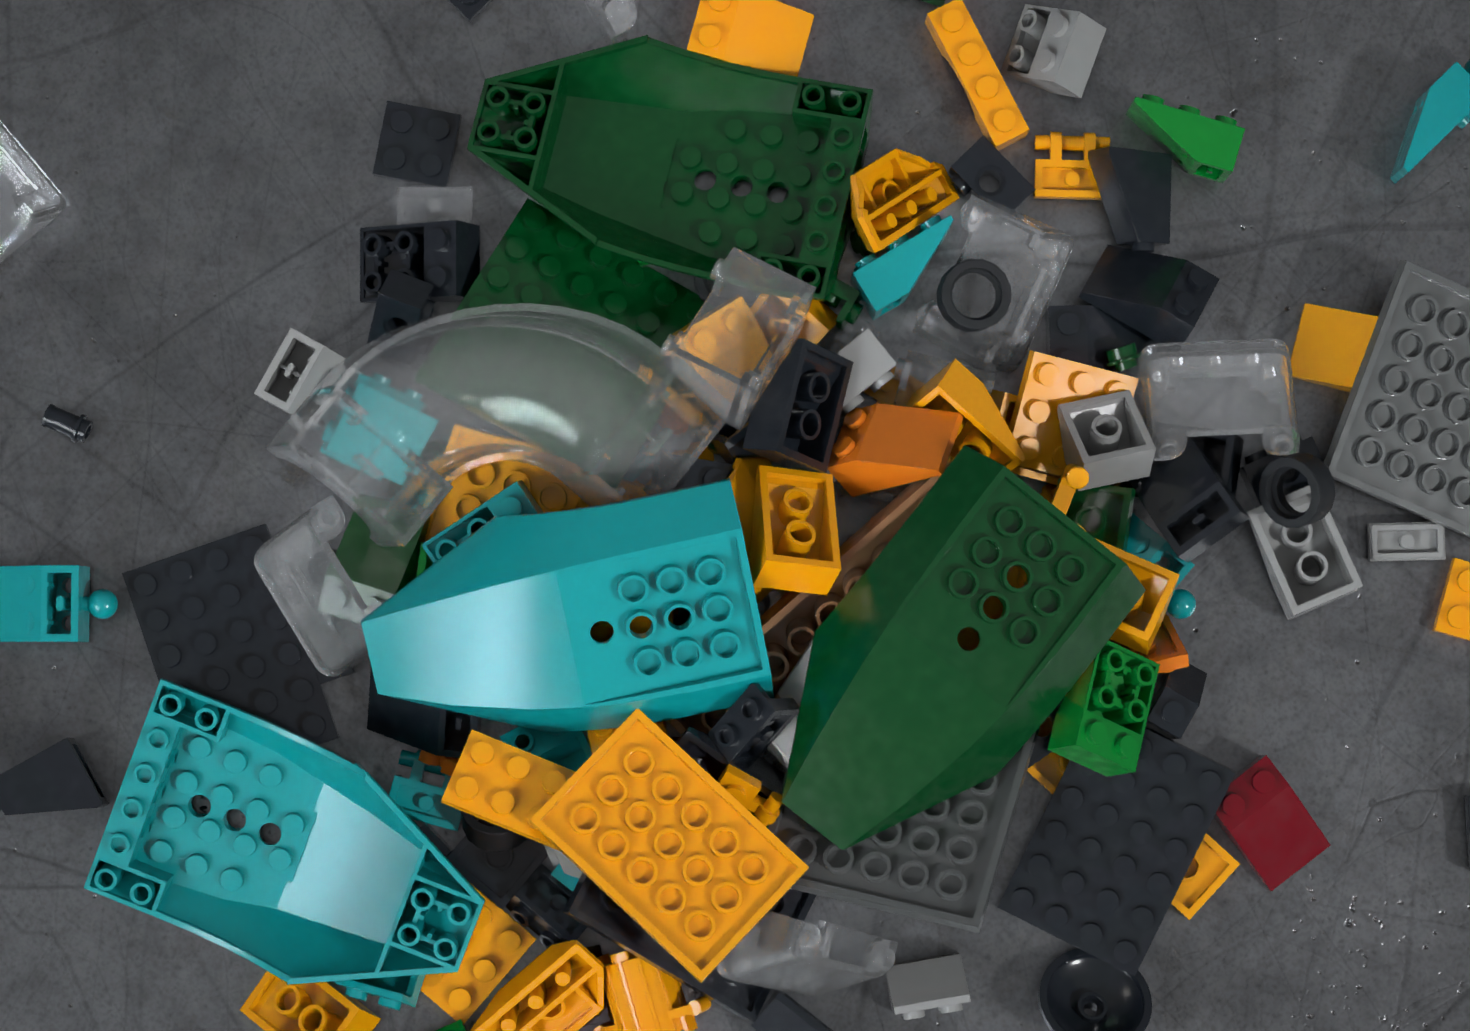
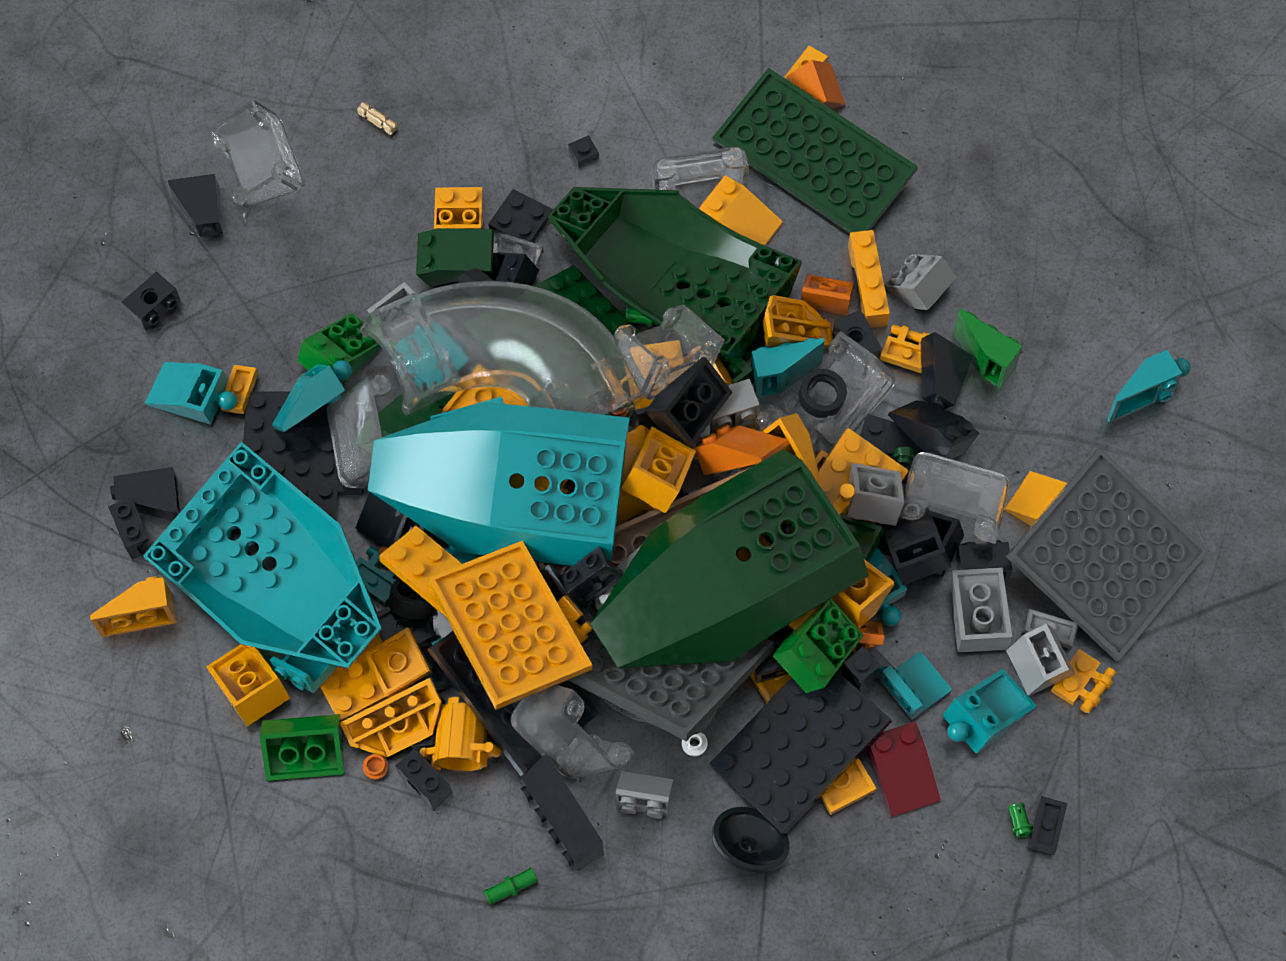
camera: 25 degrees right, 20 degrees down
(42, 848) = (129, 526): none -> black bracket
(67, 423) = (256, 304): black pin -> none
(109, 567) = (241, 384): none -> light orange plate
(117, 961) = (138, 608): none -> light orange slope
(130, 47) = (377, 118): none -> tan axle
(227, 564) = (311, 392): none -> teal slope
(231, 458) = (338, 342): none -> green slope
(322, 172) = (459, 208): none -> light orange slope
(346, 250) = (450, 252): none -> dark green slope
(517, 919) = (398, 662): none -> light orange tile
(921, 115) = (827, 294): none -> orange slope
(1246, 690) = (915, 685): none -> teal bracket
(1273, 497) = (1001, 563): black tyre -> none
(1357, 696) = (987, 711): none -> teal slope
(1409, 600) = (1039, 659): none -> light grey slope
(1447, 838) = (1020, 820): none -> green pin

